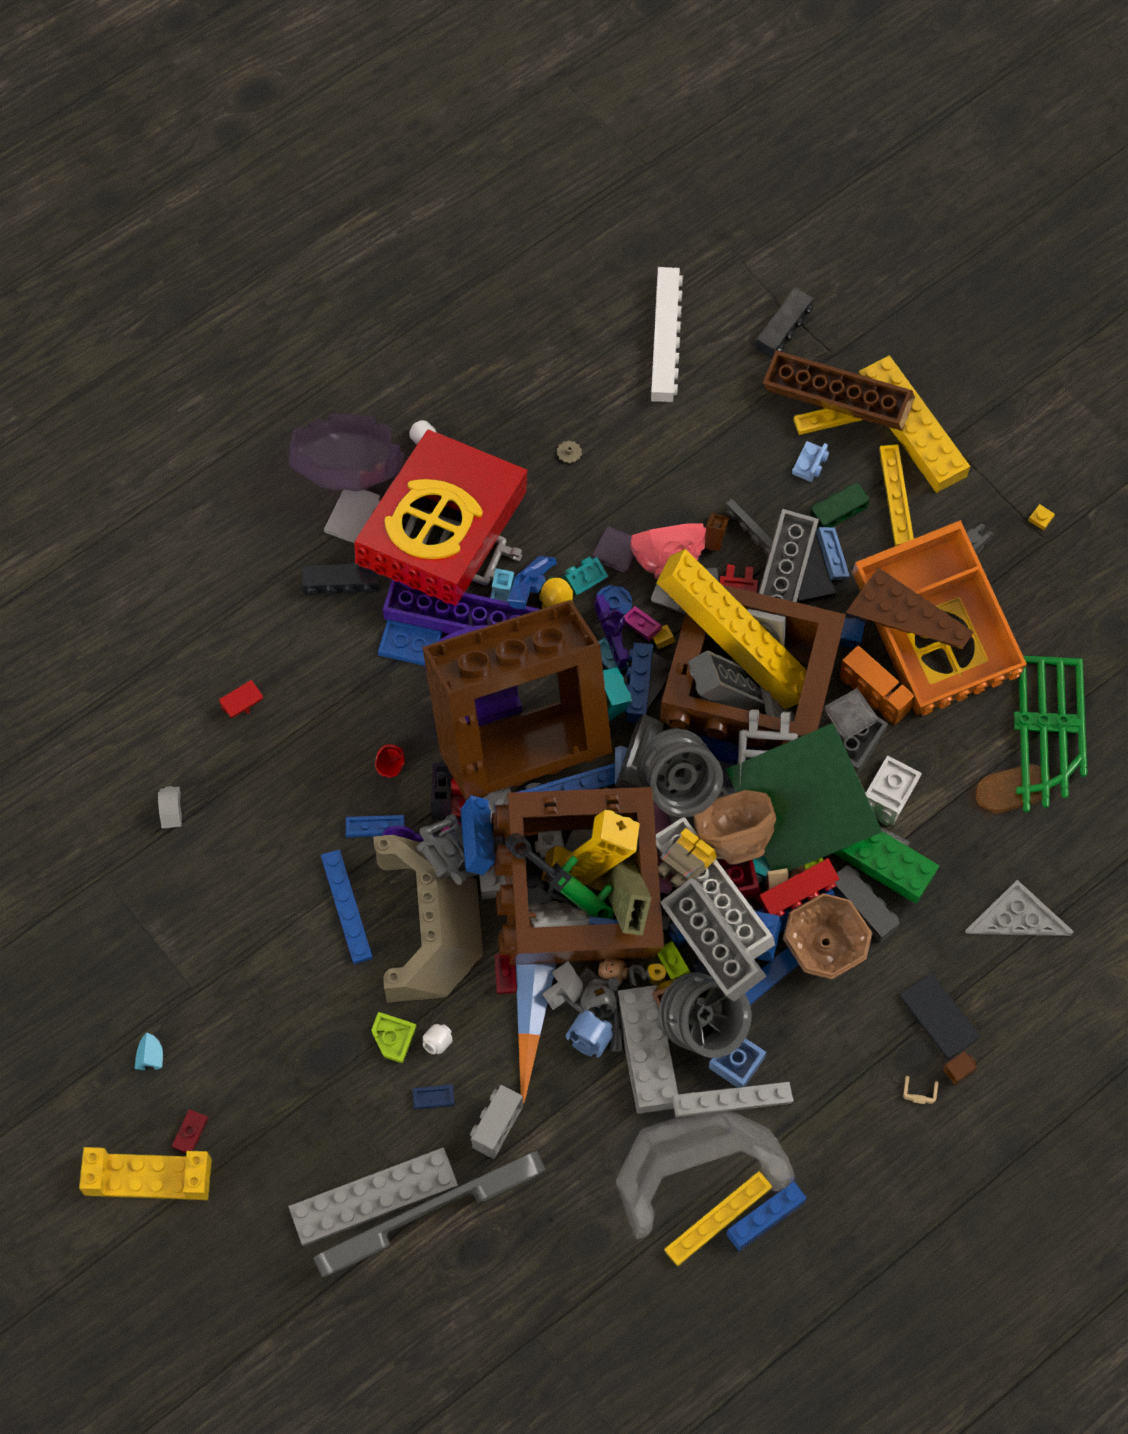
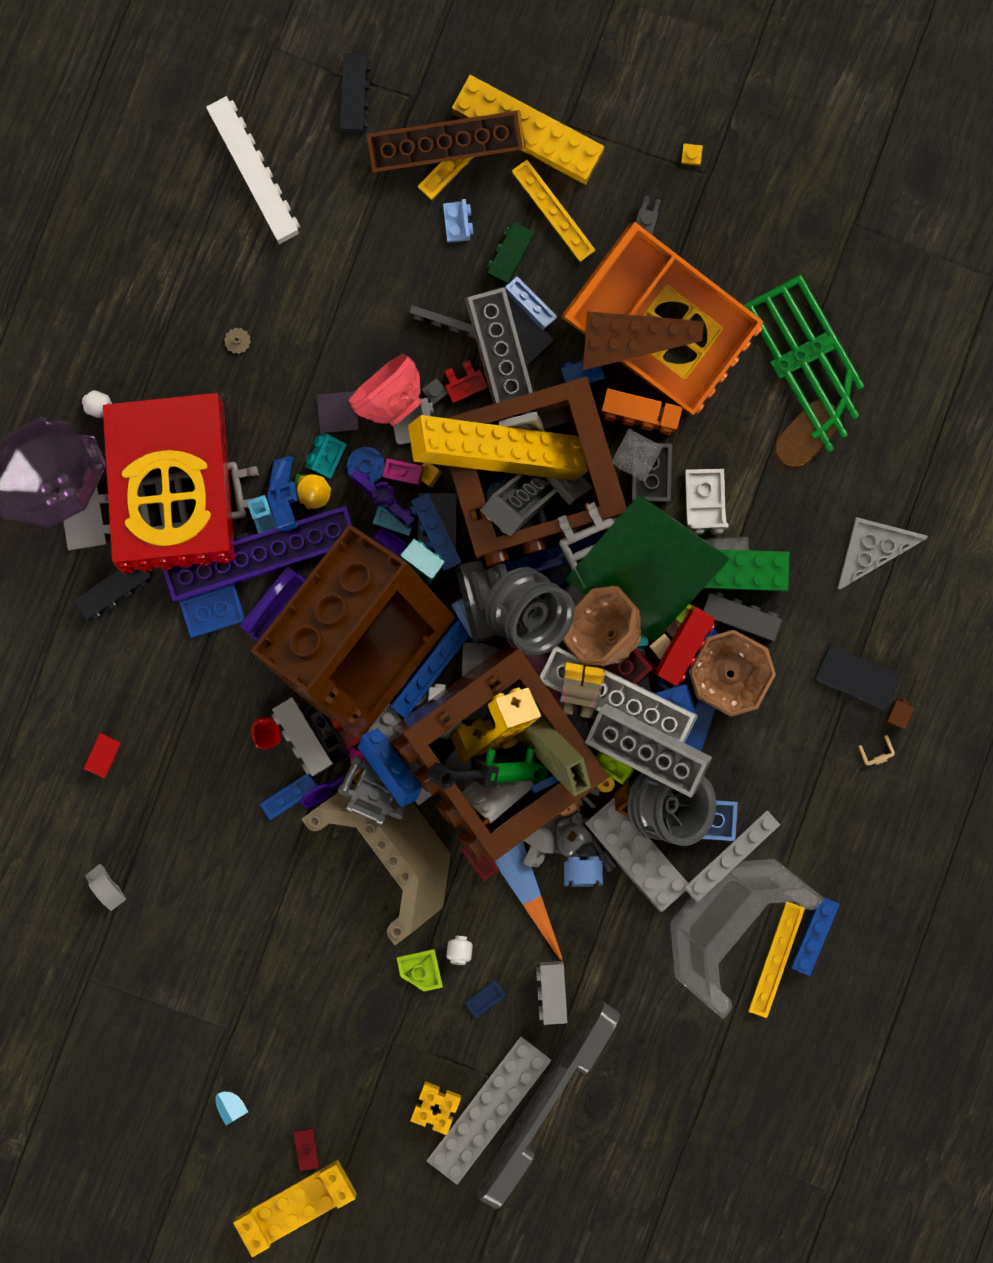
camera: 30 degrees left, 20 degrees up
(325, 1175) = (447, 1103): none -> yellow brick
(346, 907) = (310, 881): blue plate -> none
(418, 780) = (301, 734): none -> light grey brick
(715, 531) = (415, 343): reddish brown arch -> none

